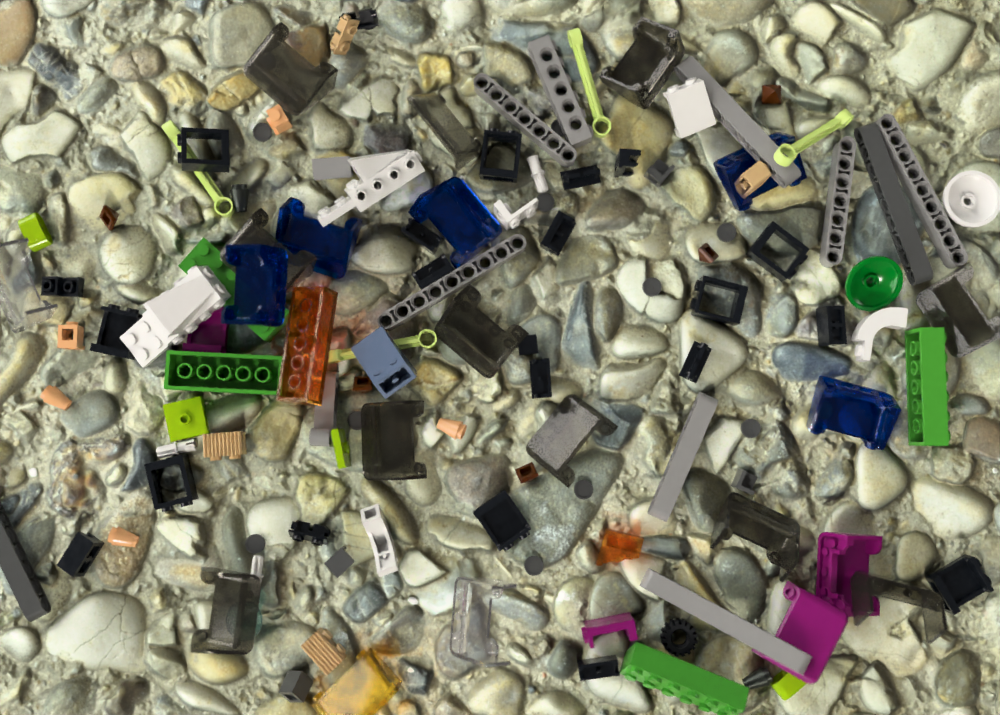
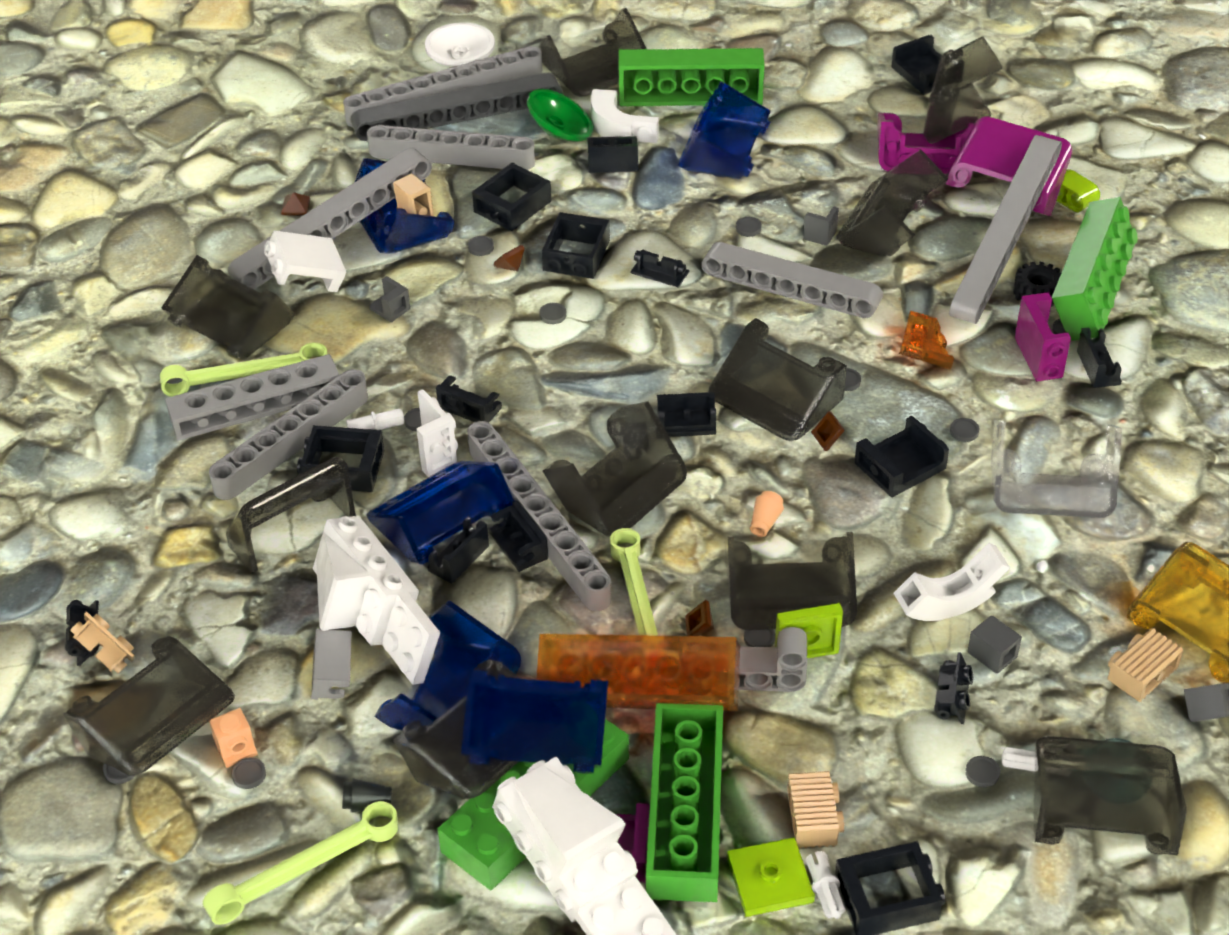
camera: 90 degrees left, 40 degrees down
(203, 164) = (270, 815): black window -> none
(384, 362) = (667, 578): sand blue slope -> none
(580, 177) = (385, 376): black hinge -> none
(624, 159) = (373, 322): black hinge -> none
(758, 678) = (1073, 212): pearl dark grey cone -> none
(792, 150) = (387, 153): yellowish green piece -> none

